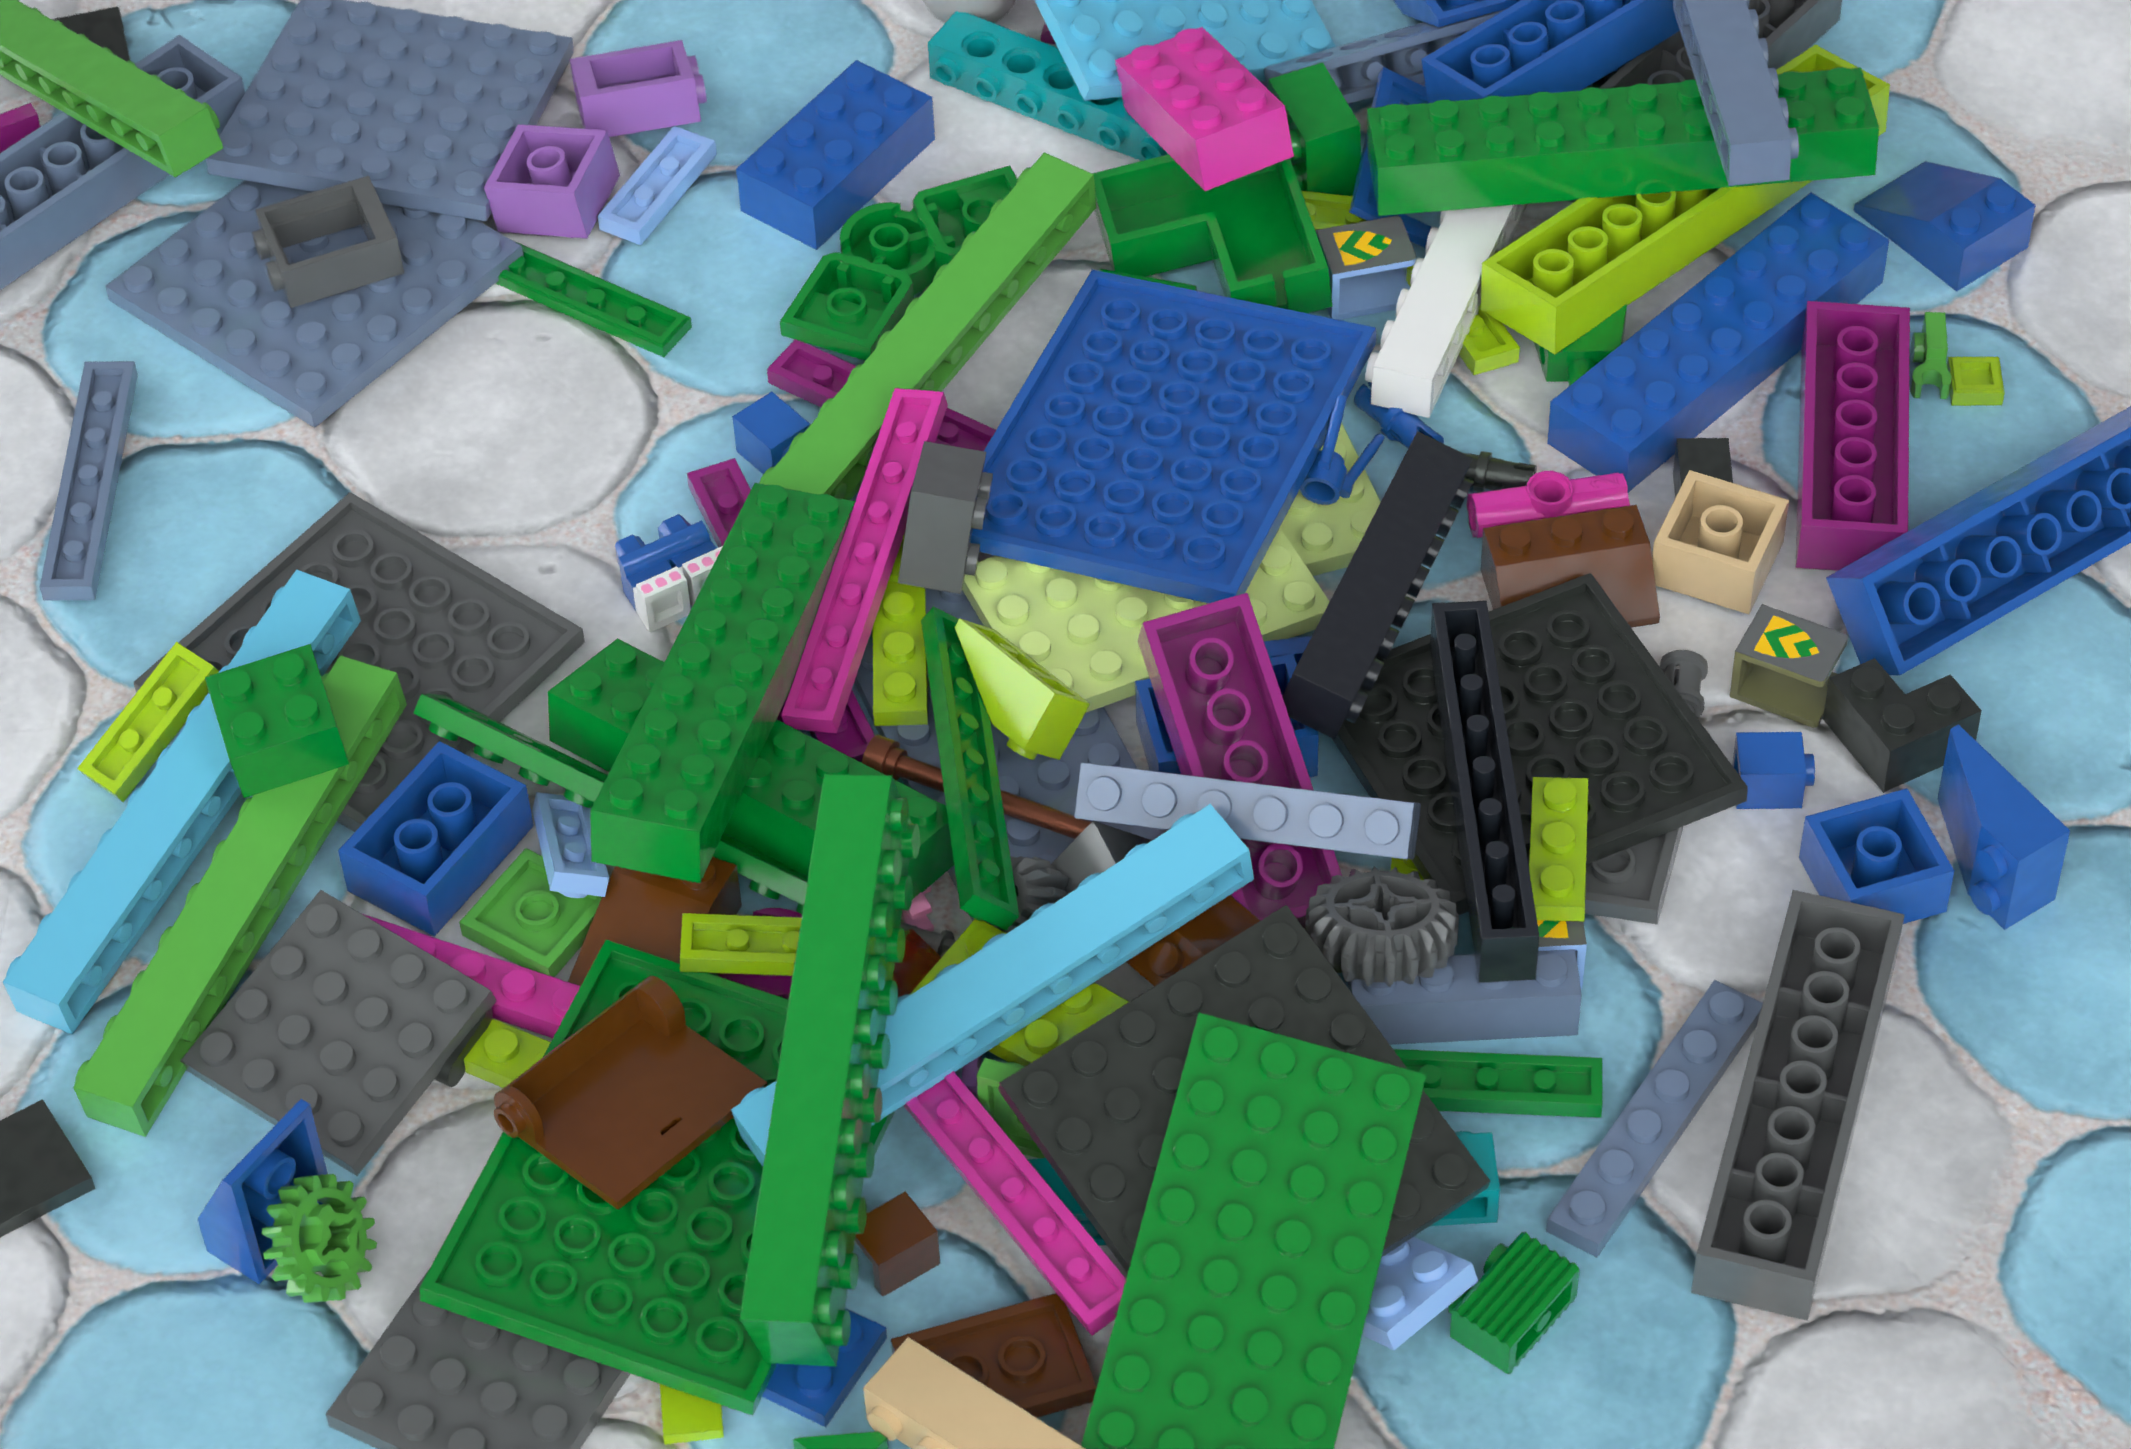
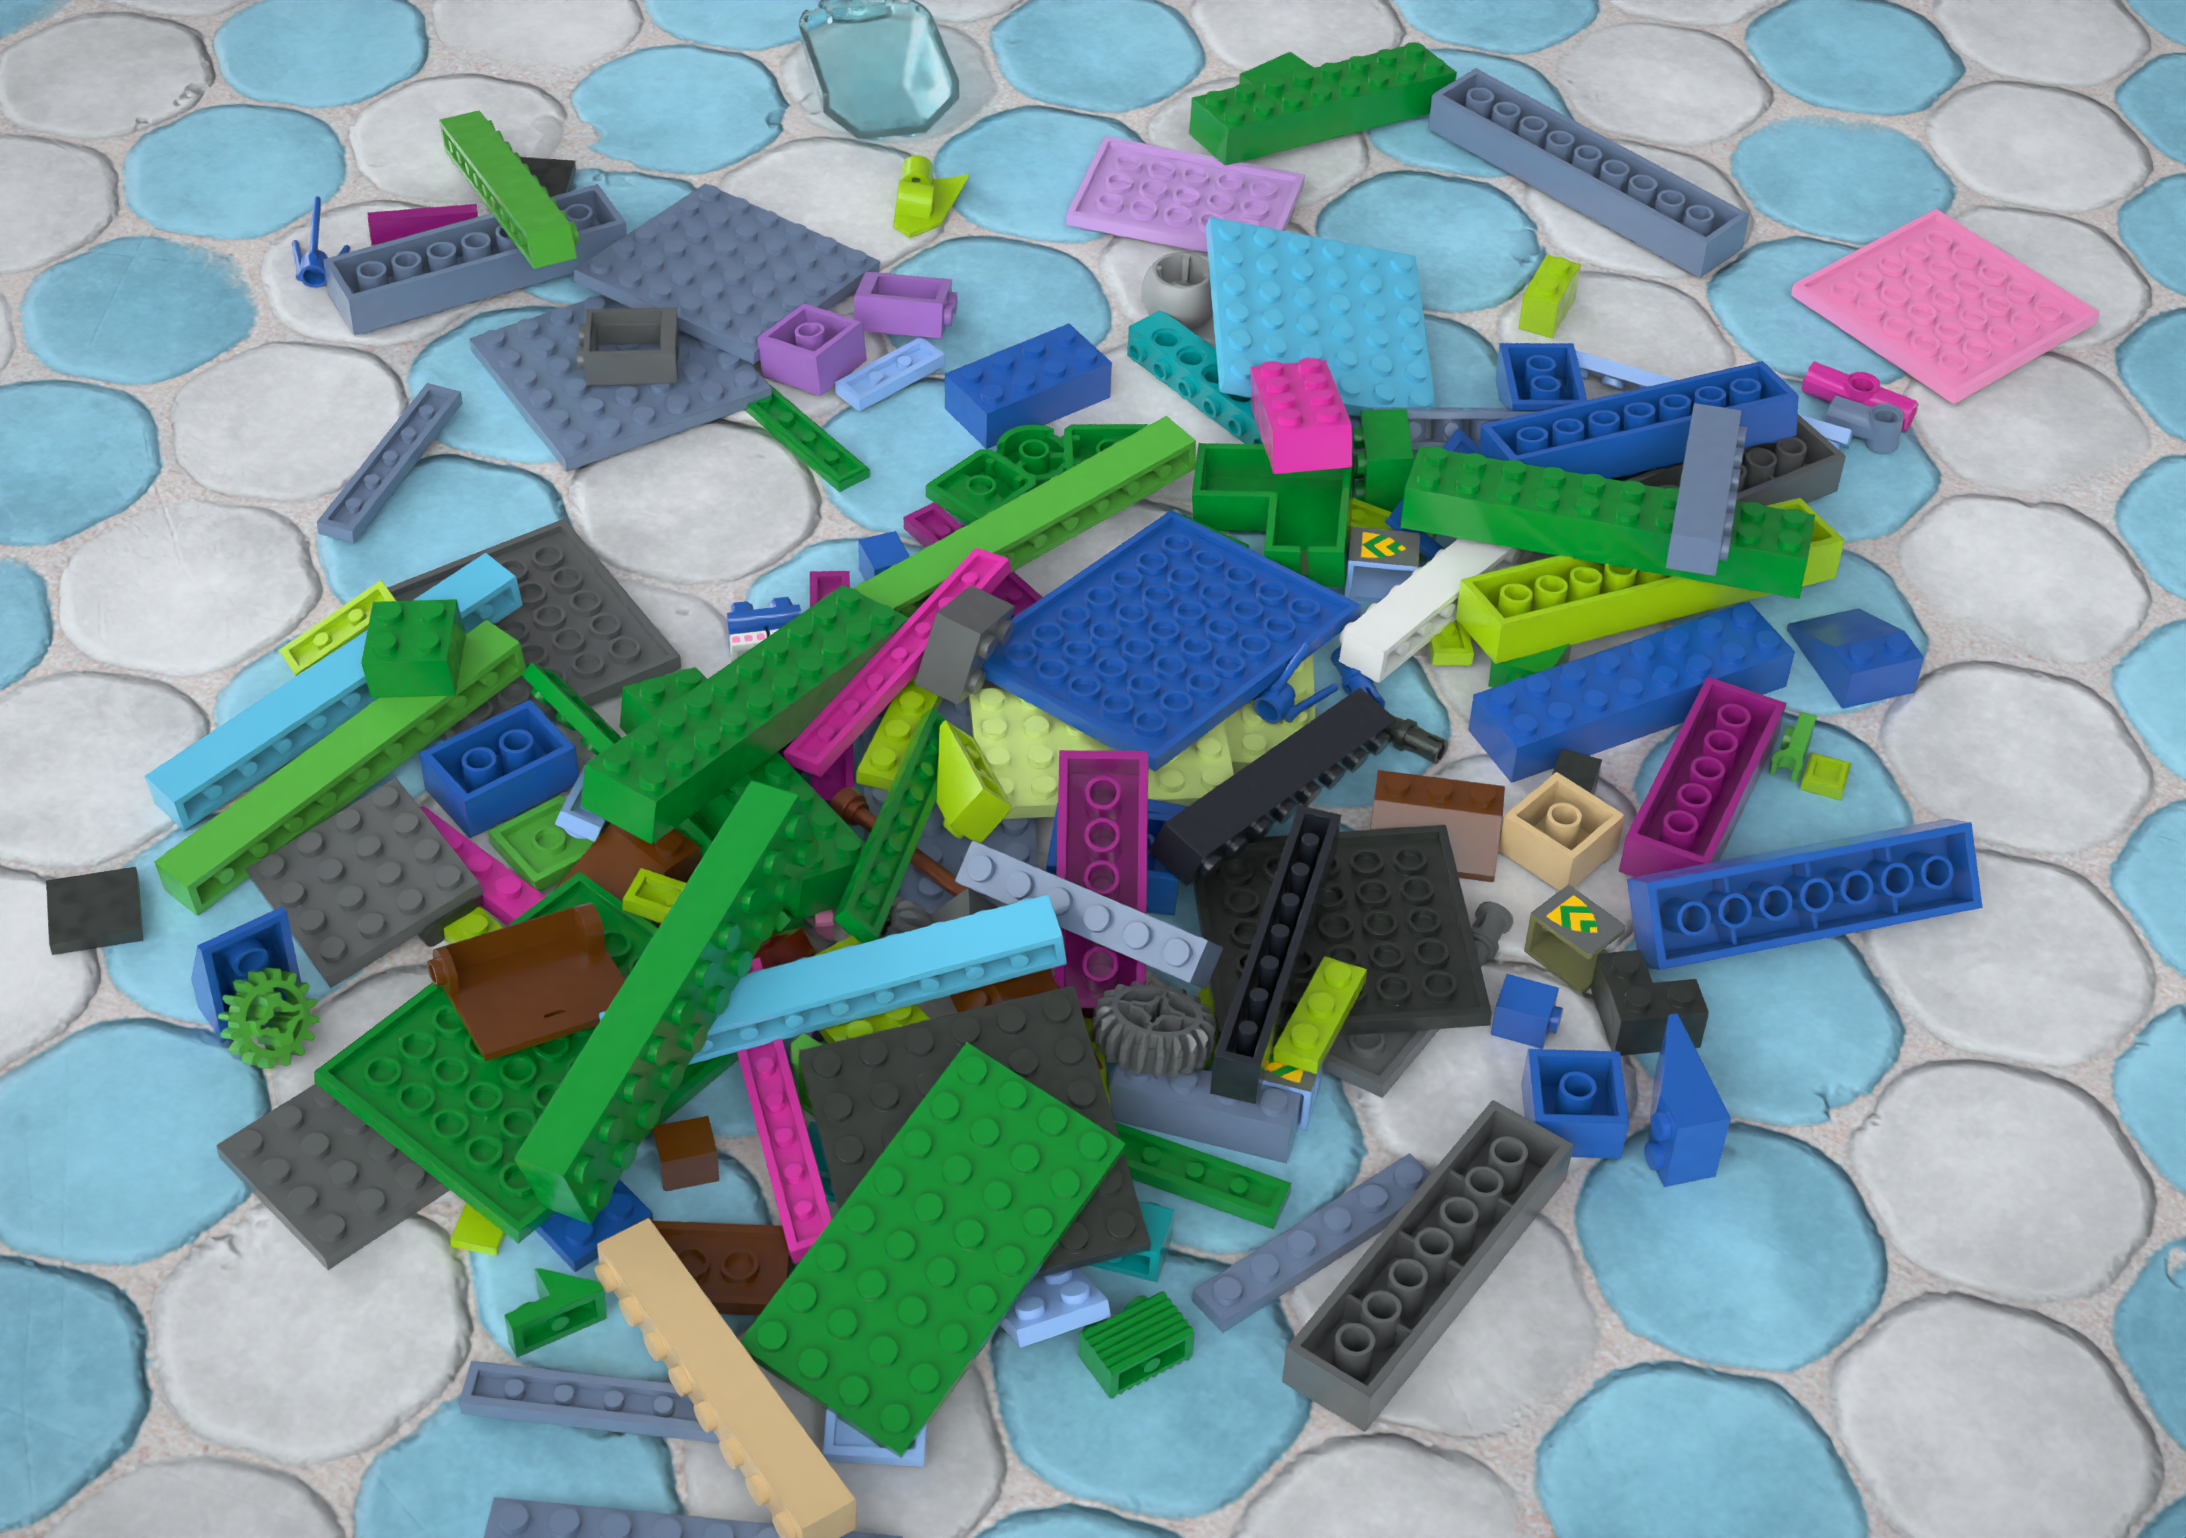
camera: 15 degrees right, 5 degrees down
(1545, 496) = (1443, 762): dark pink piece -> none

